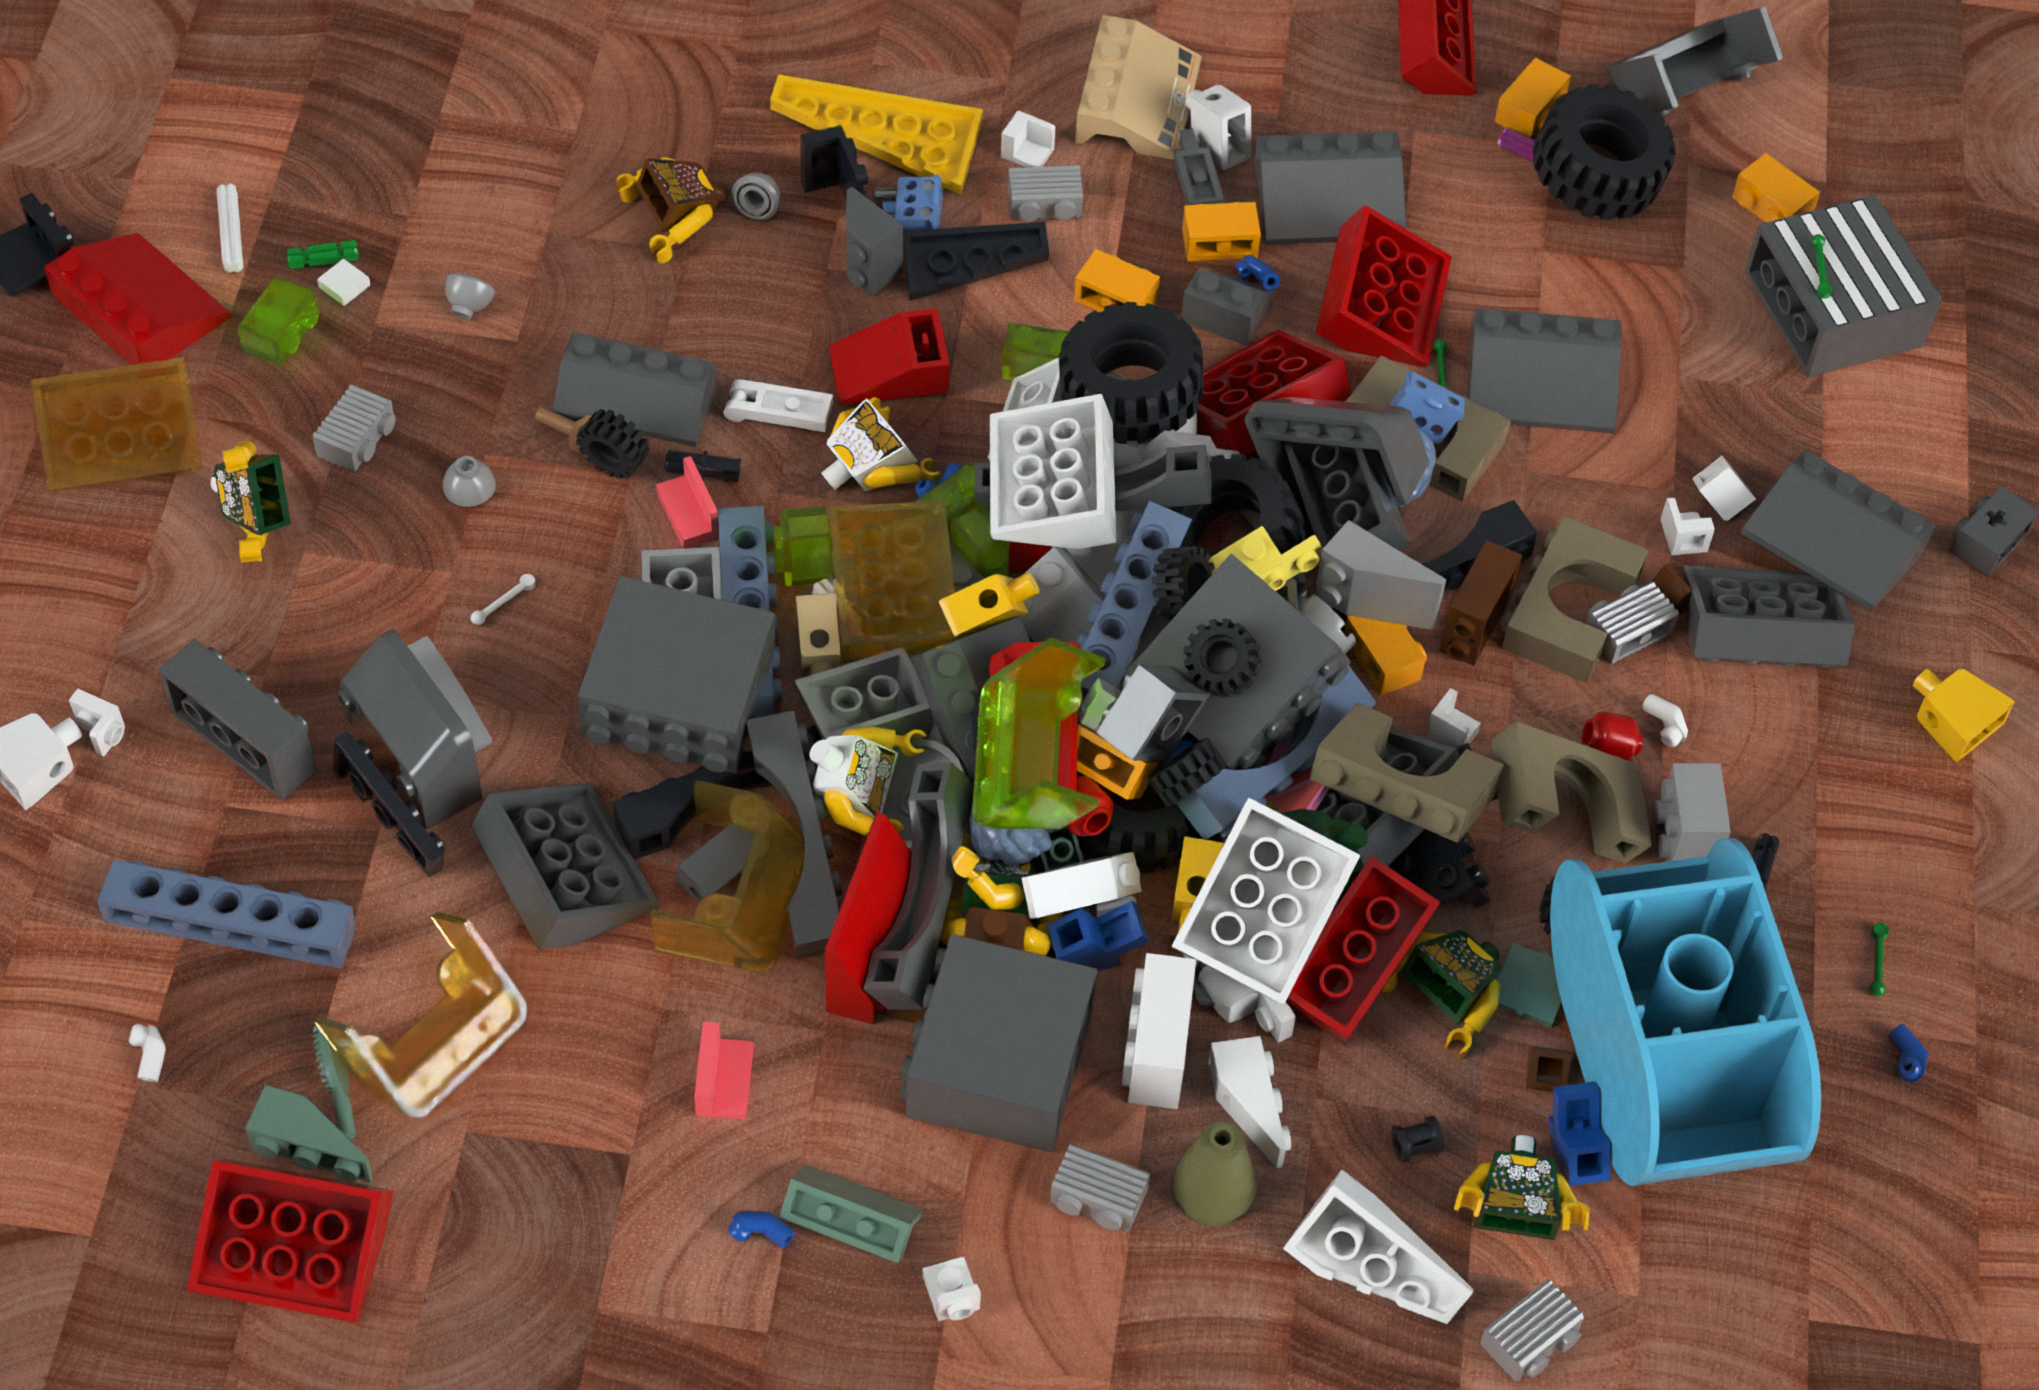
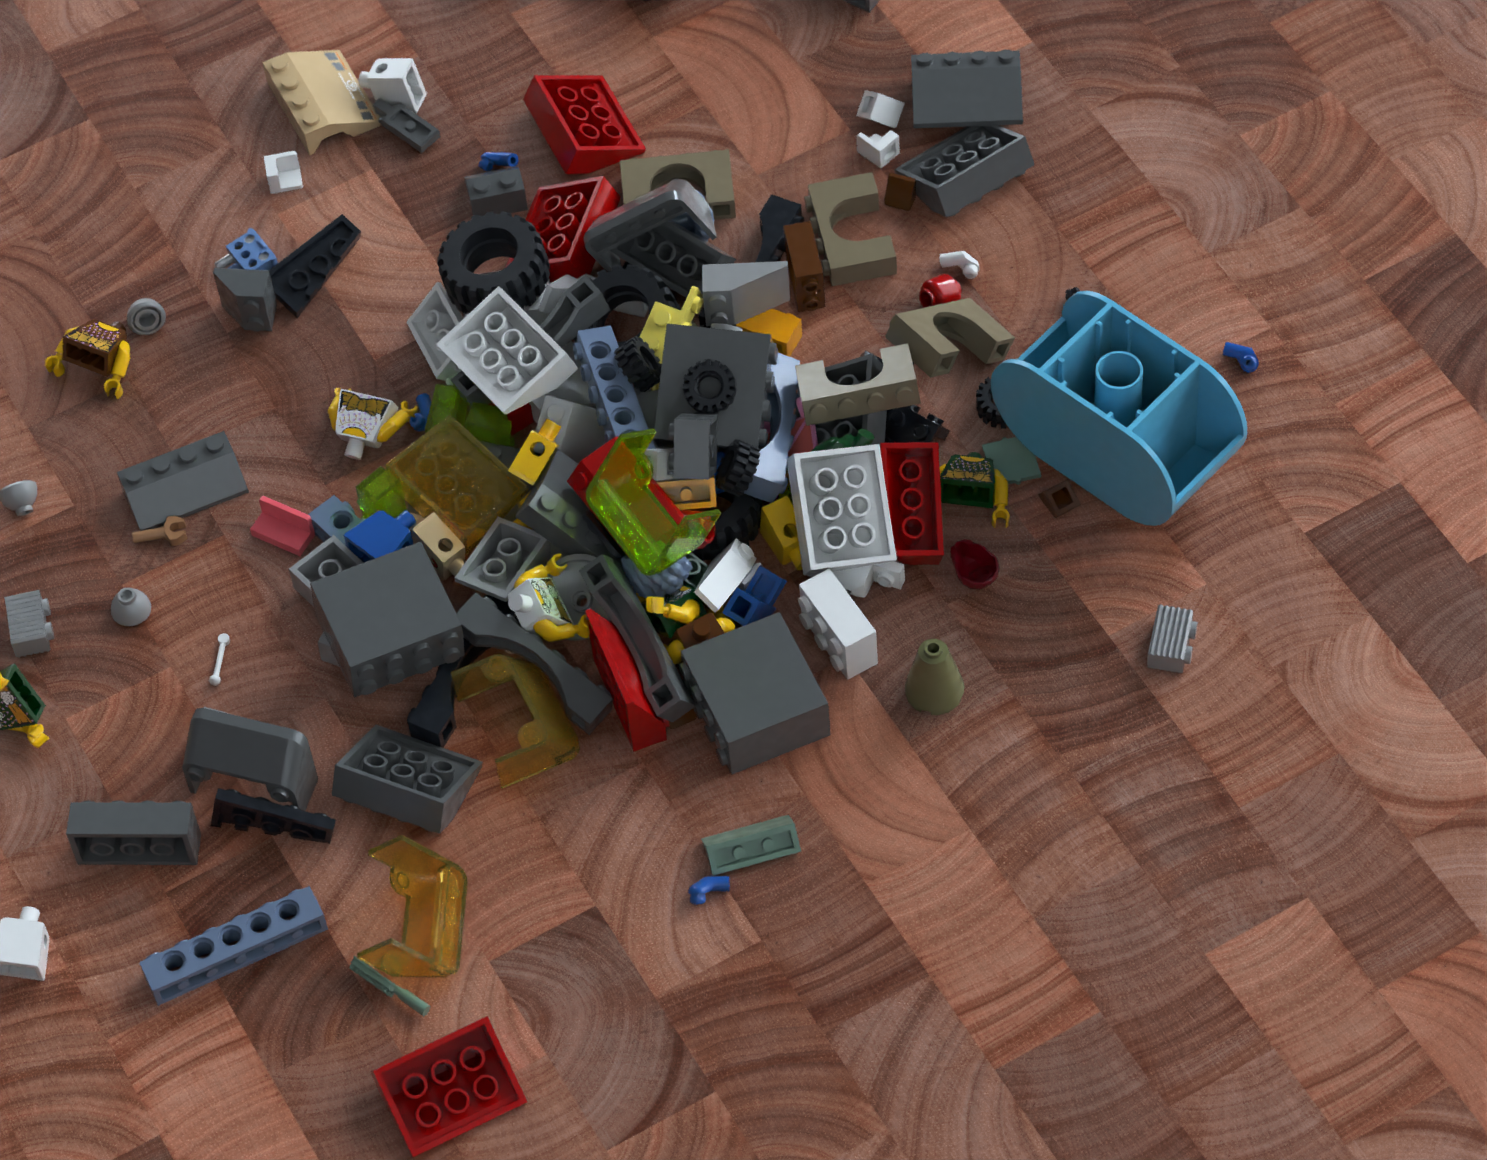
camera: 30 degrees left, 0 degrees up
(99, 718) = (41, 894): white bracket -> none
(152, 1048) = (263, 1048): white arm -> none
(297, 1130) = (401, 1026): sand green slope -> none
(612, 444) = (204, 521): black tyre -> none
(707, 465) = (278, 493): black axle -> none
(715, 863) = (499, 713): dark grey hinge -> none
(722, 1075) = (608, 825): coral panel -> none
(763, 582) = (380, 535): none -> blue torso
(778, 405) = (279, 432): white plate -> none
(830, 160) = (181, 259): black bracket -> none
(892, 359) = (326, 358): red slope -> none
(899, 129) = (201, 215): yellow wing -> none
(952, 1289) = (843, 843): white bracket -> none
(1029, 348) = (406, 294): clear neon green brick -> none
(1045, 192) = (323, 196): light grey brick -> none
(1099, 1188) = (876, 732): light grey brick -> none
(1111, 281) = (421, 225): light orange brick -> none
(1221, 231) = (453, 150): light orange brick -> none
(1244, 1089) = (910, 625): white slope -> none
(1321, 180) = (490, 79): dark grey slope -> none
(1368, 1246) = (1045, 659): white wedge -> none
(1378, 1074) = (974, 564): none -> dark red hair
(1417, 1139) = (1023, 584): black bush -> none
(1430, 405) = (678, 166): medium blue piece -> none
(1440, 347) = (644, 134): green hinge -> none
(1450, 725) = (845, 347): white panel -> none
(1521, 1194) = (1106, 572): torso -> none
(1546, 368) = (718, 105): dark grey slope -> none
(1576, 1134) = (1106, 523): blue brick -> none
(1633, 620) = (895, 217): light grey brick -> none
(1691, 811) = (1024, 305): light grey brick -> none
(1879, 932) = (1171, 301): green hinge -> none
(1960, 710) = (1115, 148): yellow torso -> none
(1993, 530) = (1050, 33): dark grey brick -> none

